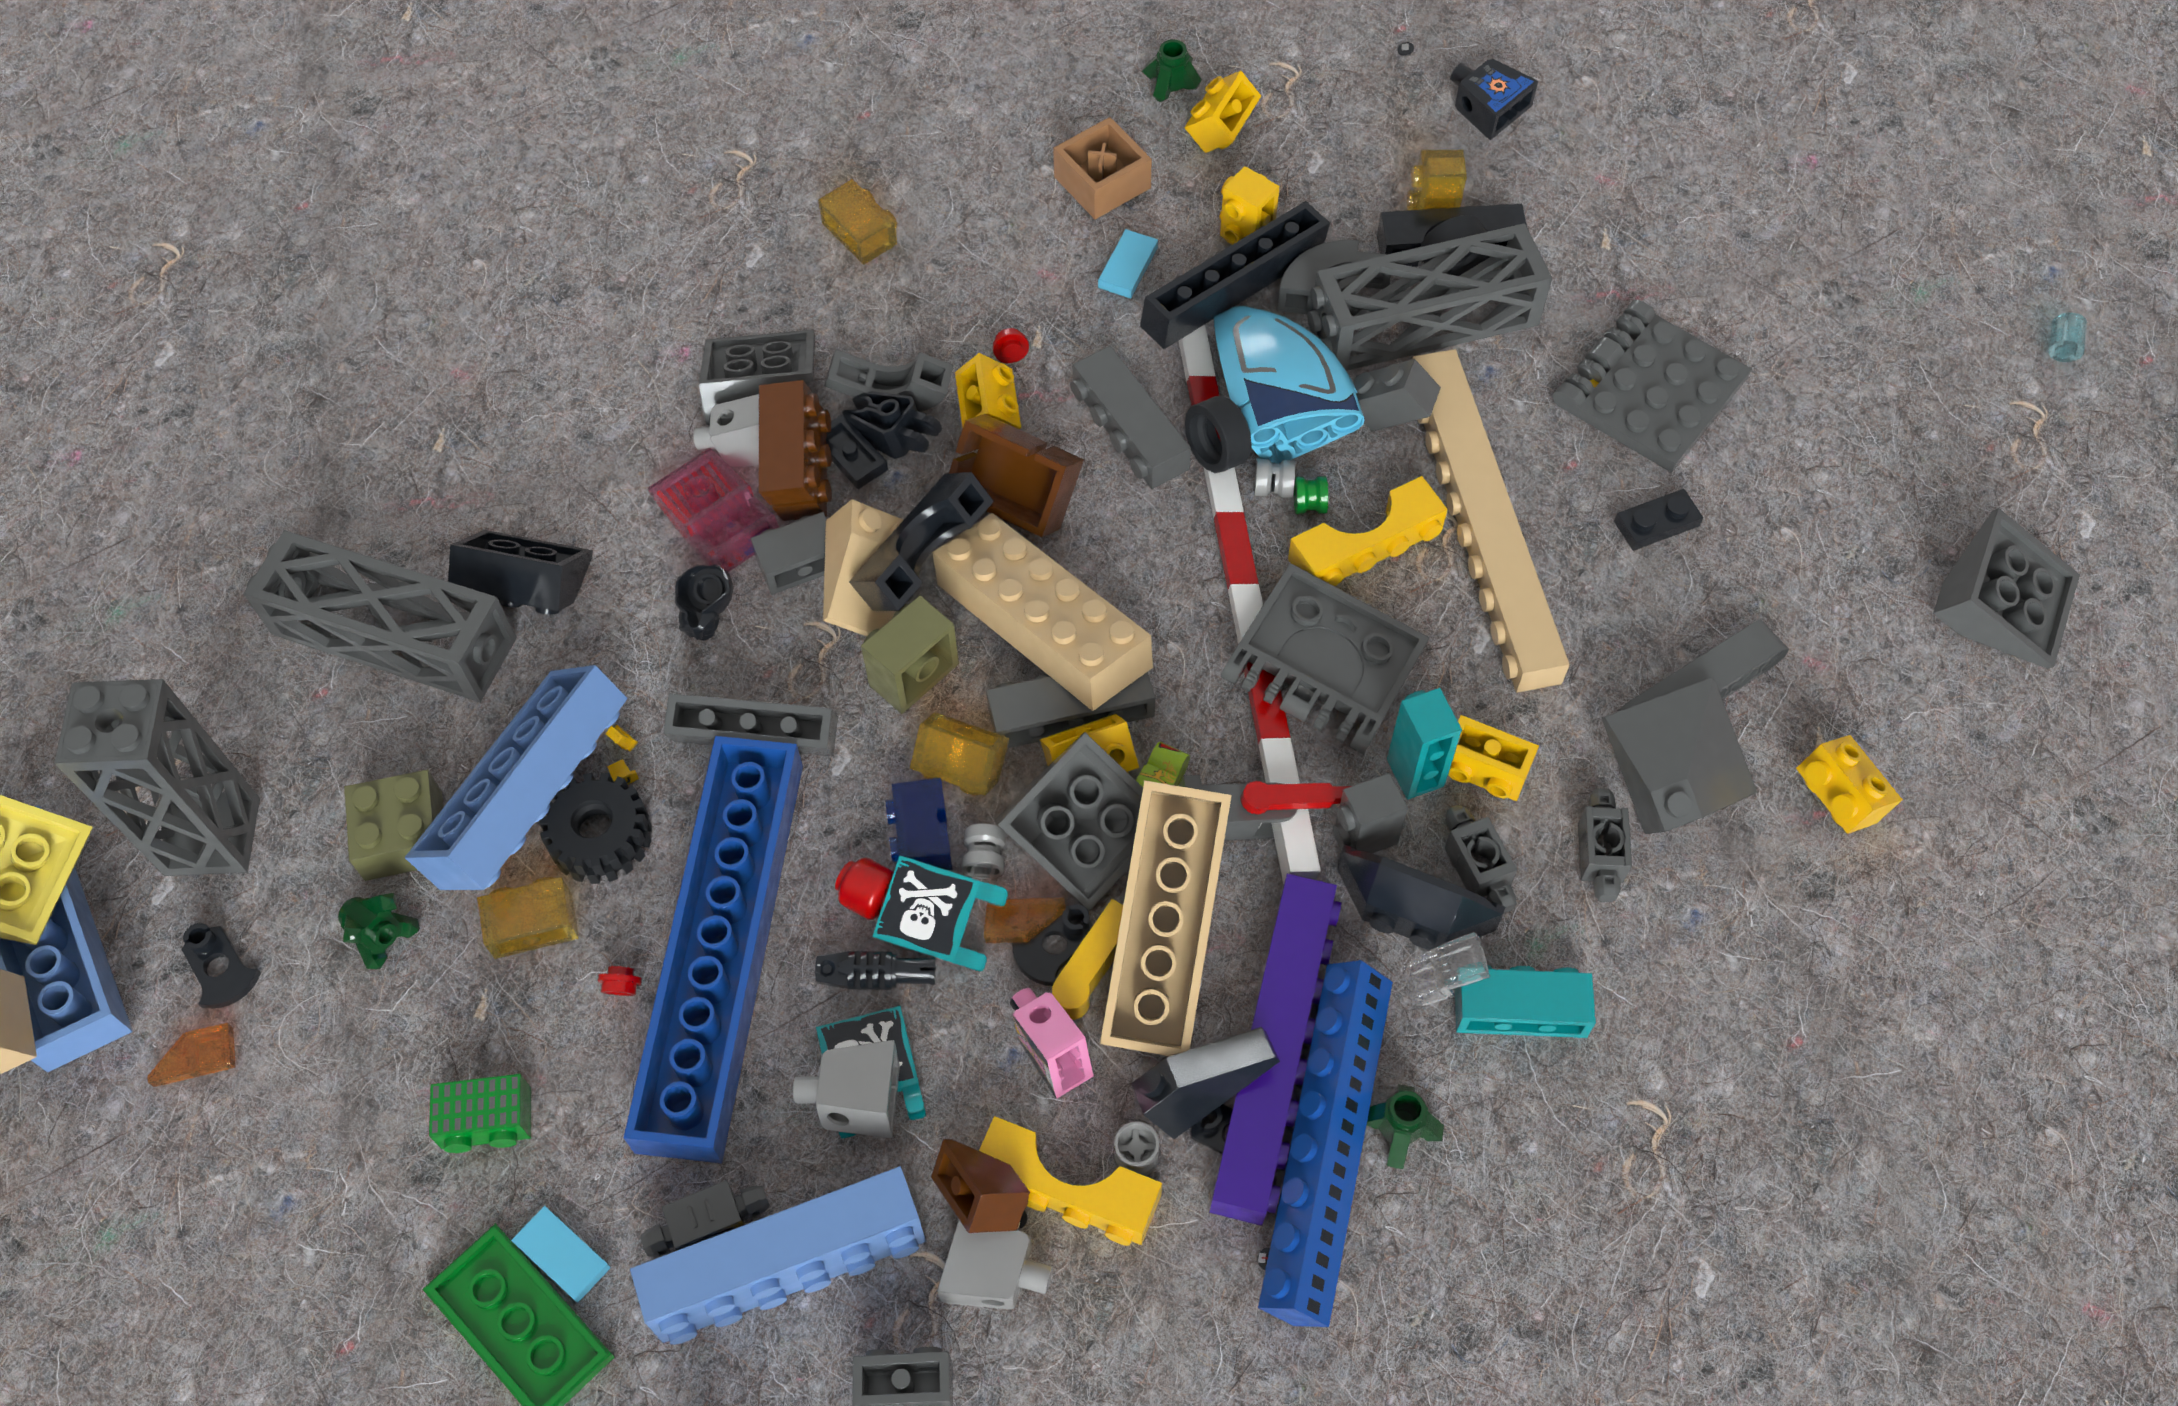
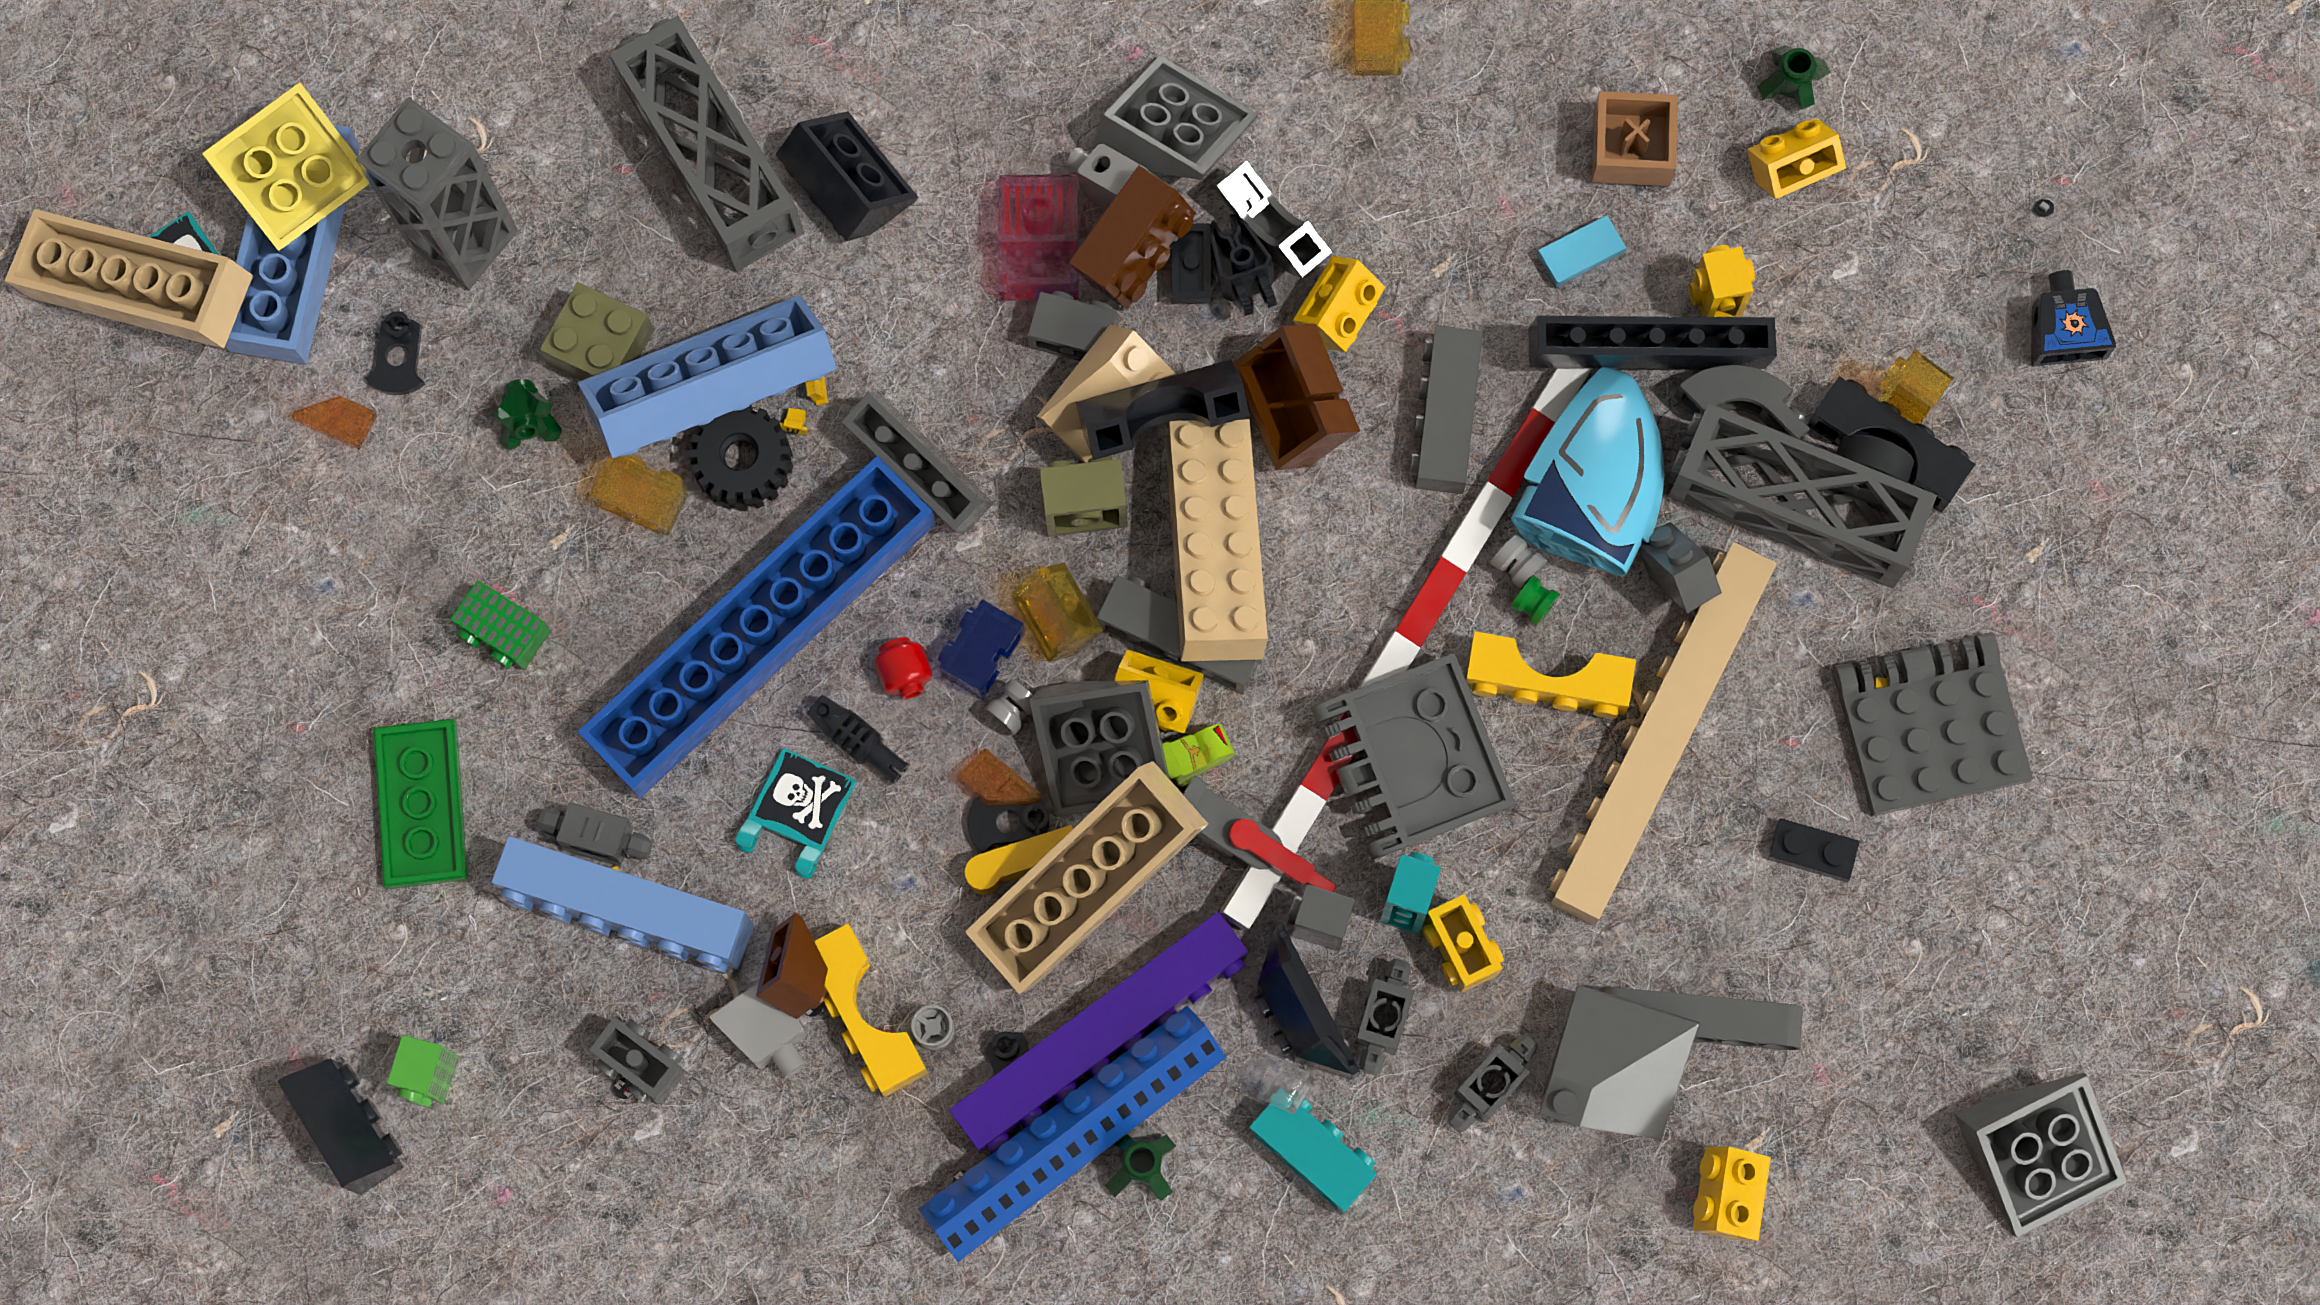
camera: 40 degrees right, 15 degrees up
(561, 1254) = (482, 777): medium azure tile -> none
(619, 981) = (668, 599): red plate -> none
(701, 597) = (966, 313): black hair -> none
(854, 1089) = (767, 823): light grey torso -> none
(931, 909) = (932, 726): flag -> none
(1010, 345) = (1407, 260): red plate -> none
(1051, 1041) = (936, 897): bright pink torso -> none
(1201, 1079) = (1014, 1017): black slope -> none
(1232, 429) = (1493, 491): black tyre -> none

